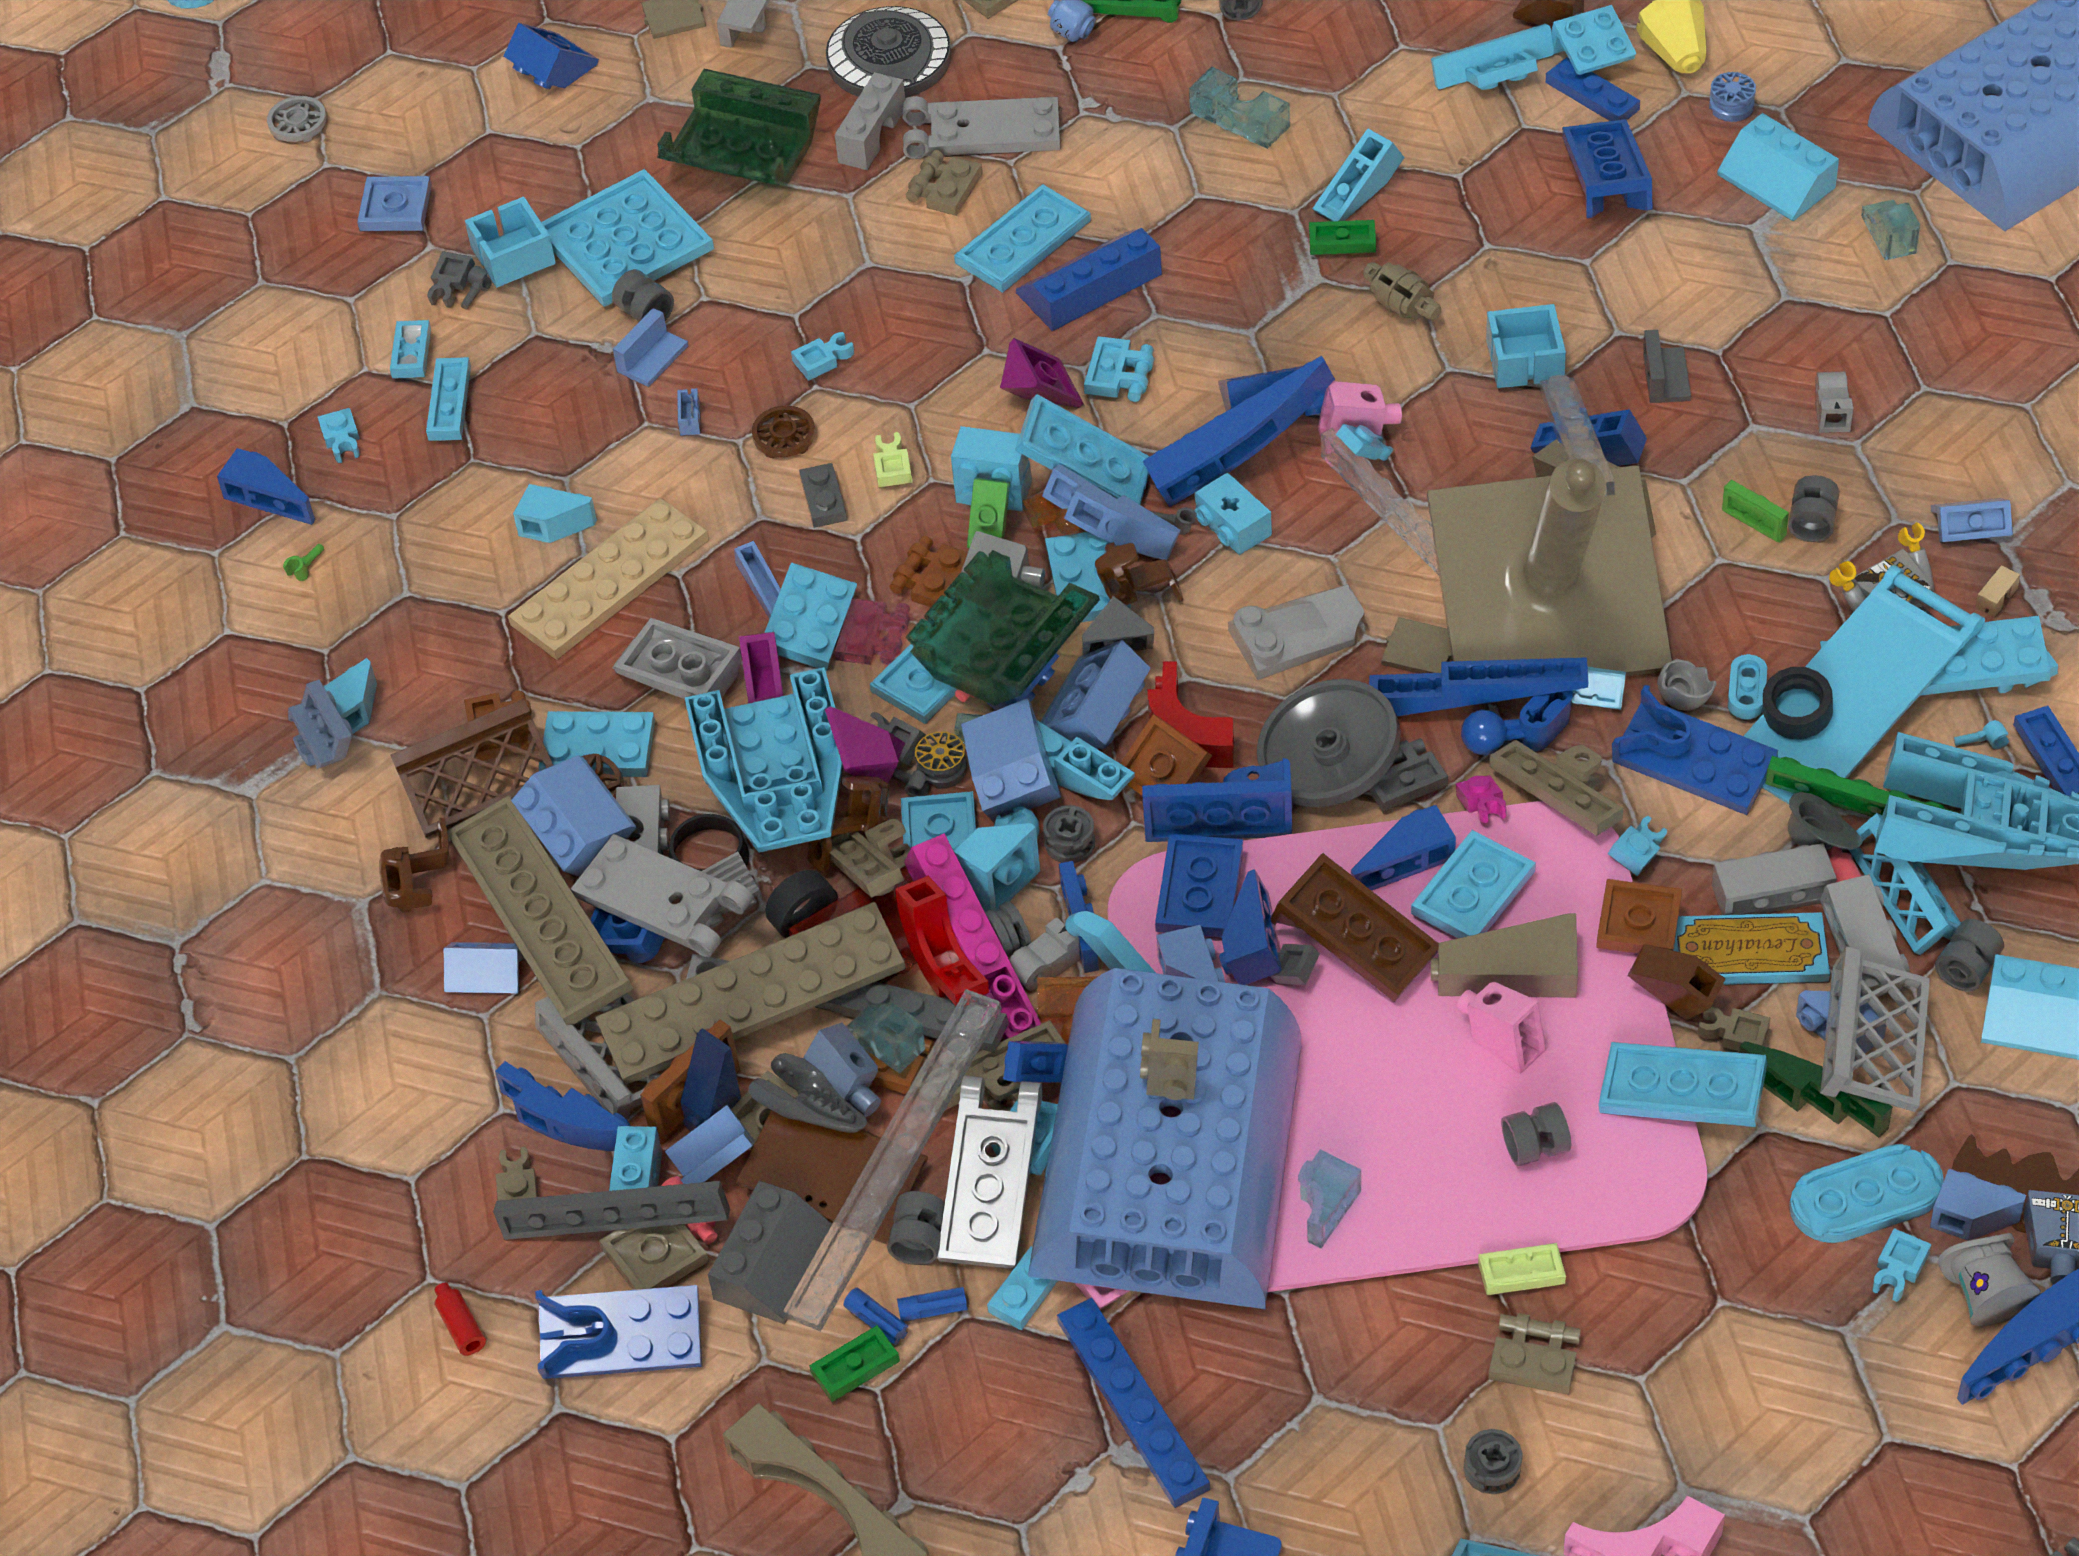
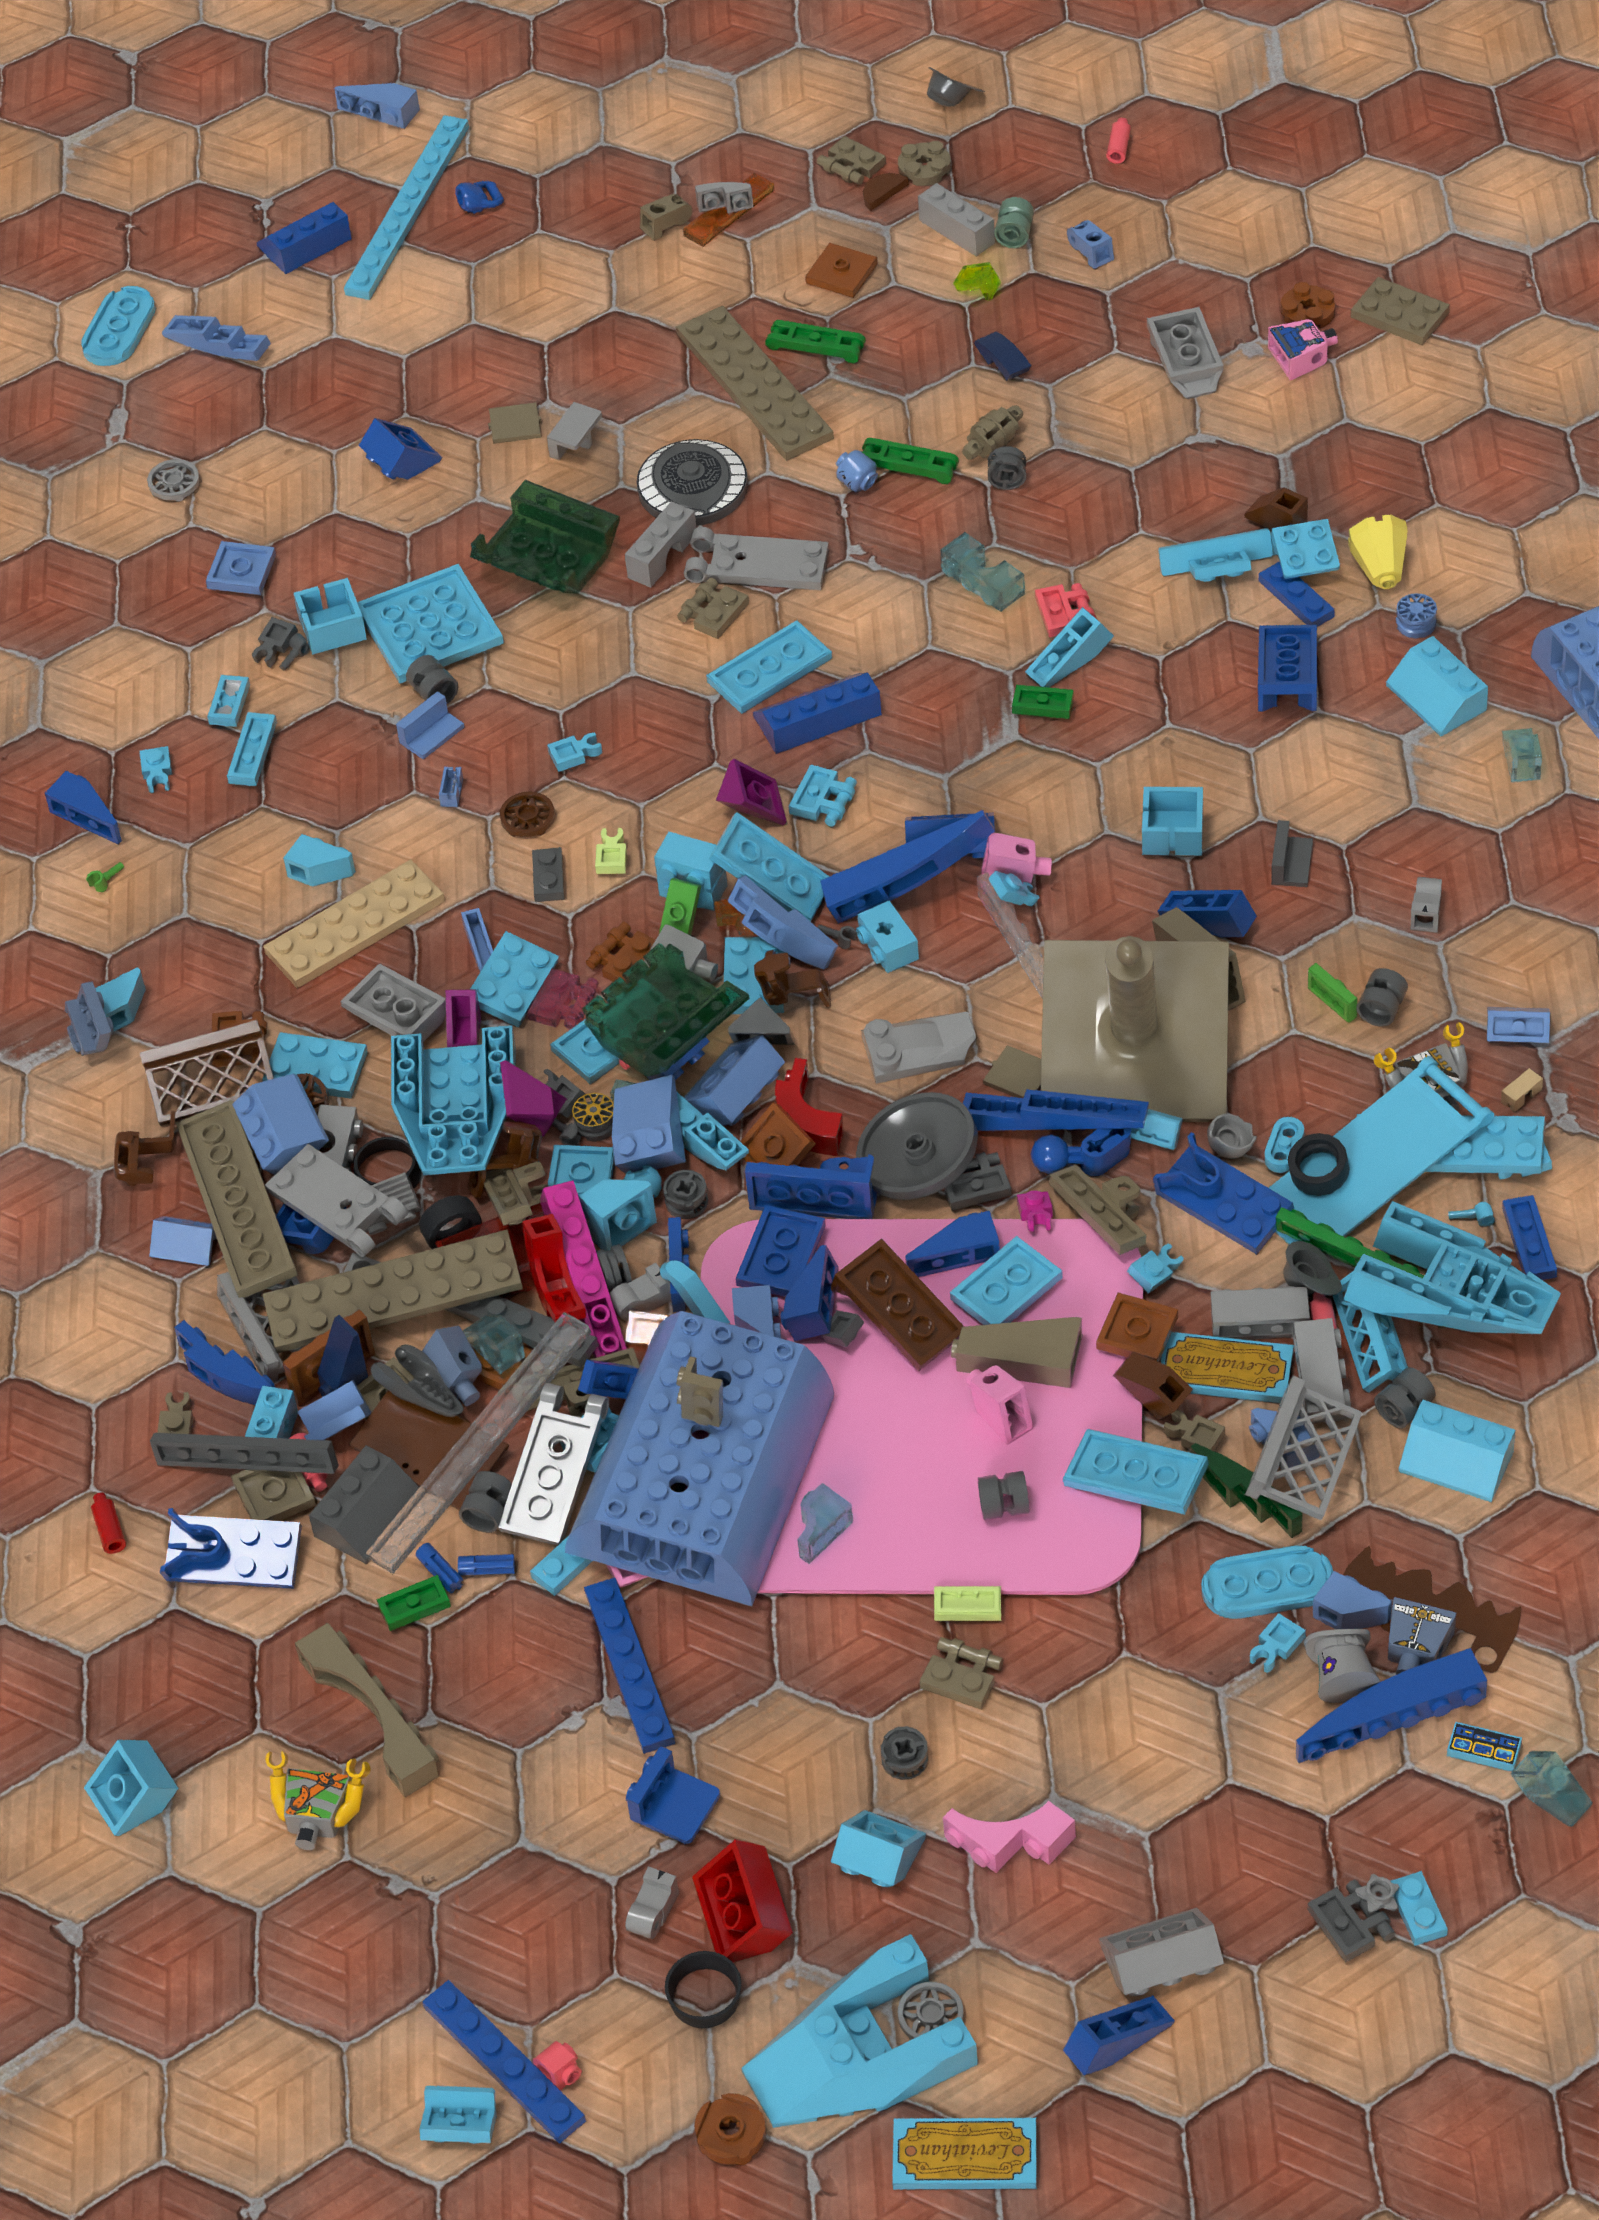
camera: 10 degrees right, 0 degrees up
(1331, 135) = (1055, 606): none -> coral plate
(1402, 291) = (1080, 757): dark tan piece -> none
(1573, 424) = (1187, 908): clear plate -> none

